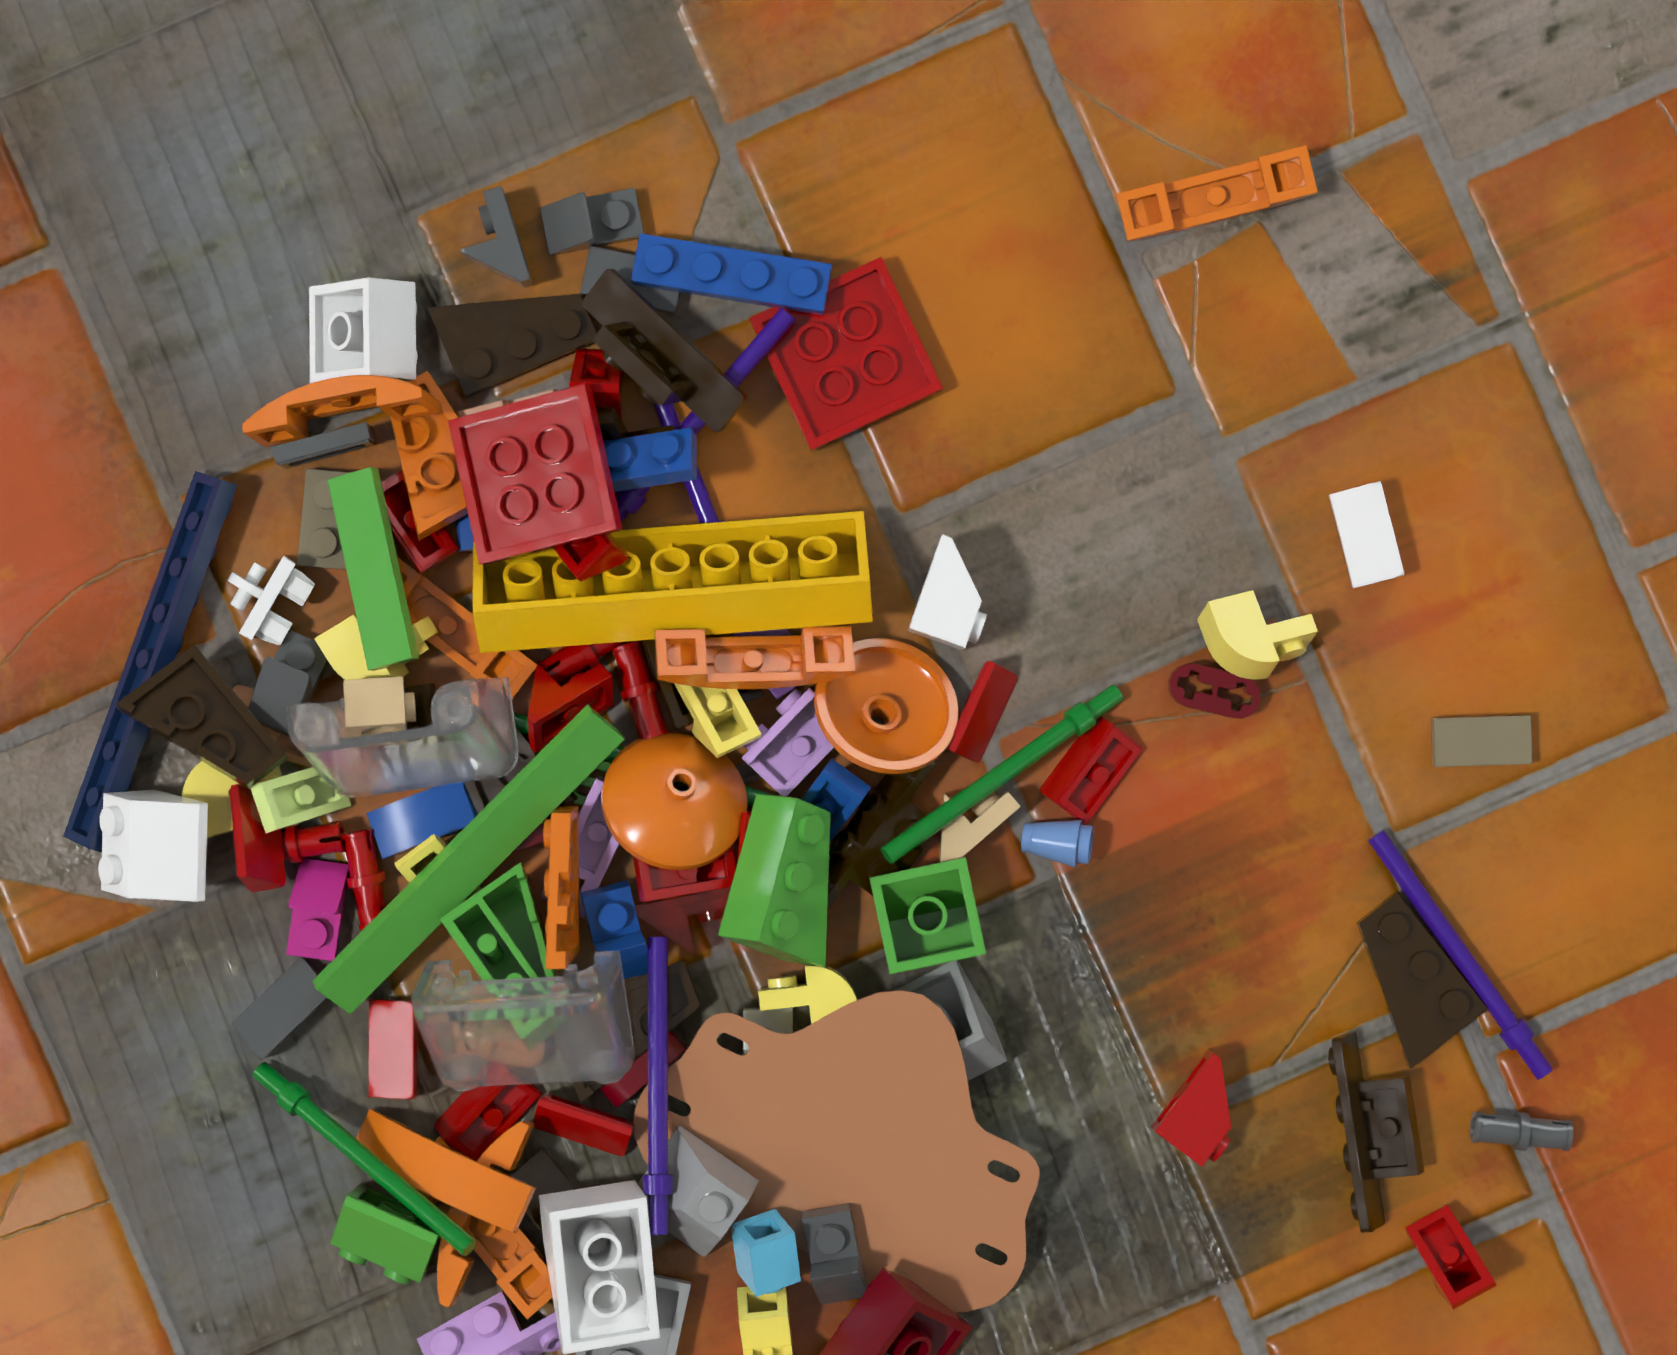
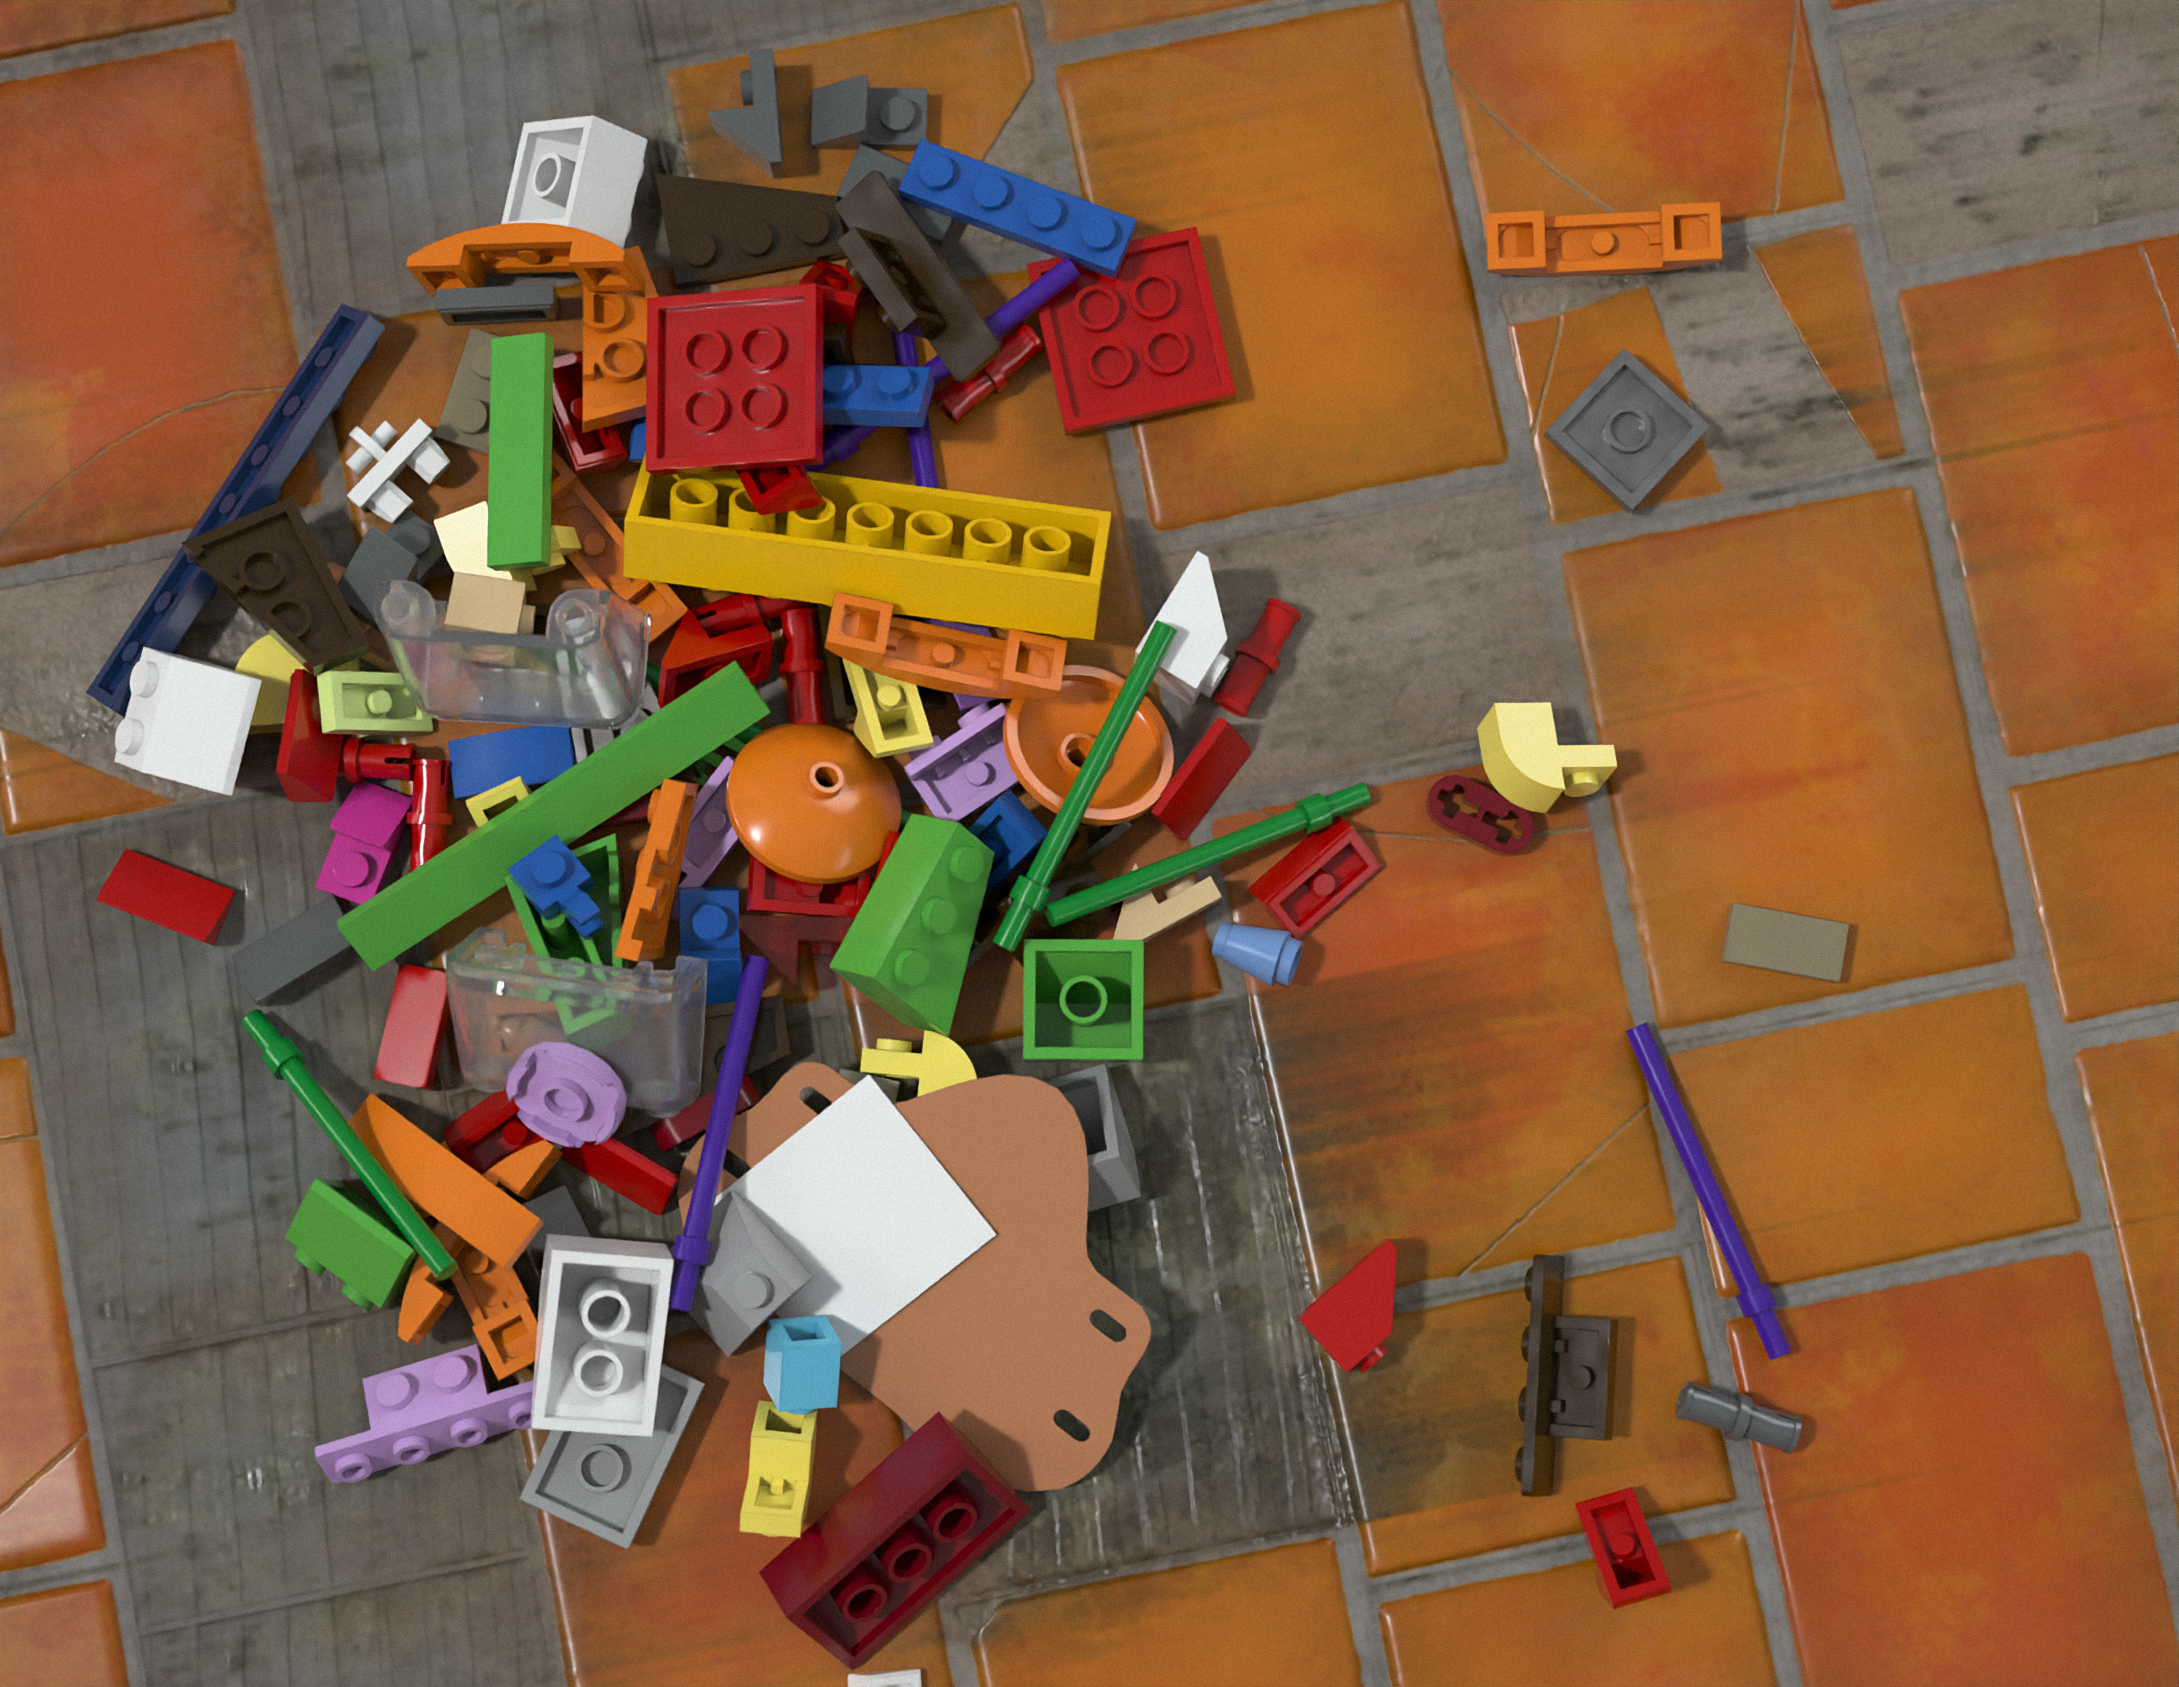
camera: 10 degrees right, 5 degrees down
(168, 987) = (167, 896): none -> red slope
(484, 915) = (556, 883): none -> blue plate
(531, 1084) = (566, 1094): none -> lavender tile
(757, 388) = (959, 398): none -> red pin
(786, 1122) = (862, 1212): none -> white sticker
(834, 1254) = (884, 1385): dark grey slope -> none
(868, 839) = (1031, 892): none -> green bar
(1007, 601) = (1257, 657): none -> red pin
(1268, 349) = (1626, 430): none -> flat silver plate
(1366, 534) = (1698, 671): white slope -> none
(1418, 981) = (1650, 1210): dark brown wing -> none

